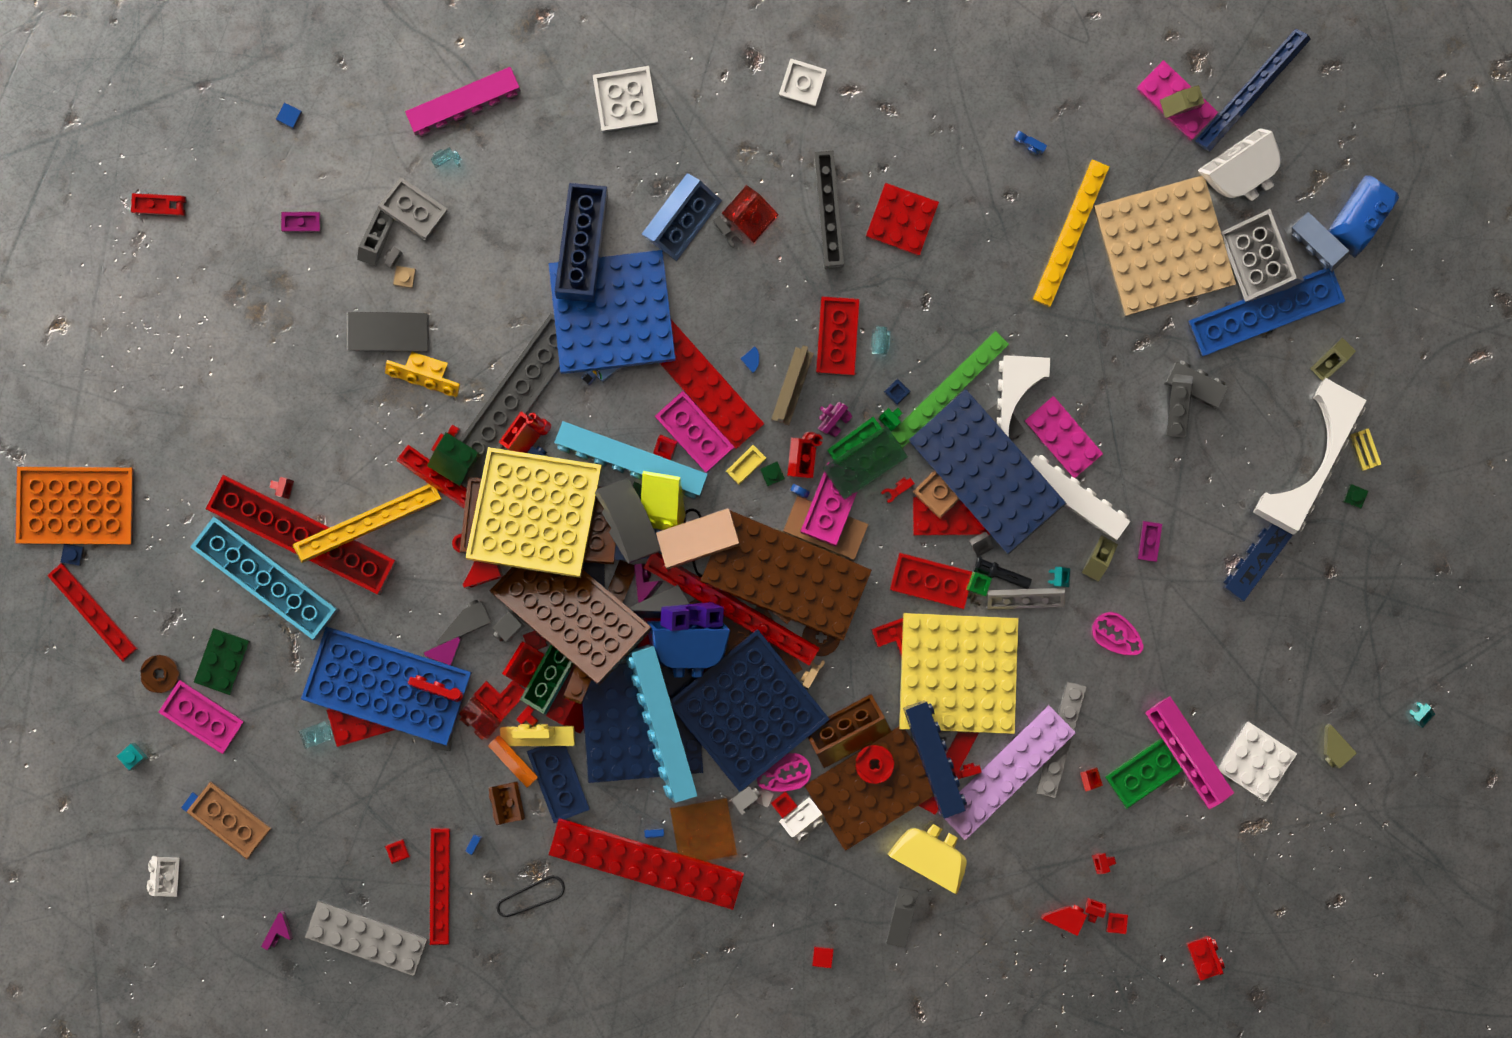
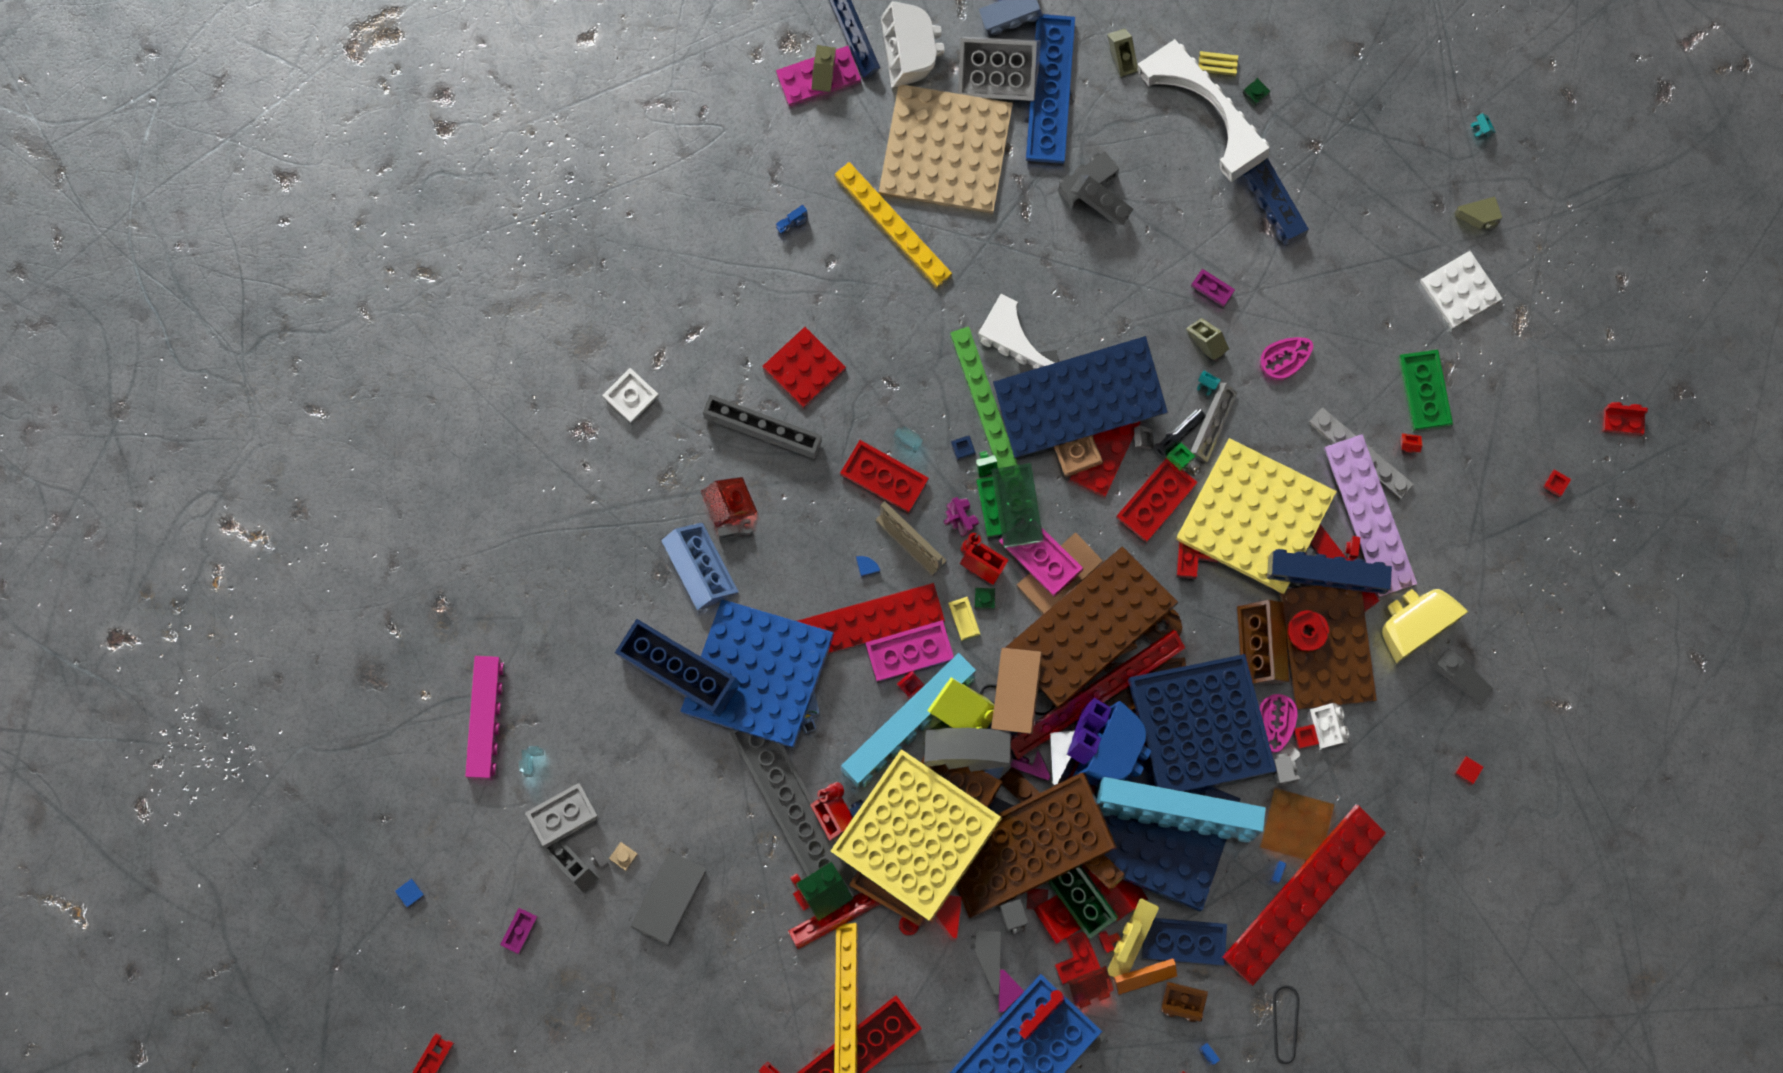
camera: 65 degrees left, 10 degrees down
(424, 372) = (725, 881): yellow bracket -> none
(625, 98) = (561, 565): white plate -> none
(799, 491) = (1013, 580): blue tile -> none
(808, 677) = (1195, 655): tan plate -> none
(902, 485) = (1054, 483): red plate -> none
(1063, 437) = (1078, 319): dark pink plate -> none
(1067, 918) = (1532, 525): red slope -> none
(1083, 501) = (1153, 326): white brick -> none
(1095, 909) = (1535, 497): red tile -> none
(1102, 863) = (1494, 469): red tile -> none
(1189, 752) = (1427, 342): dark pink brick -> none

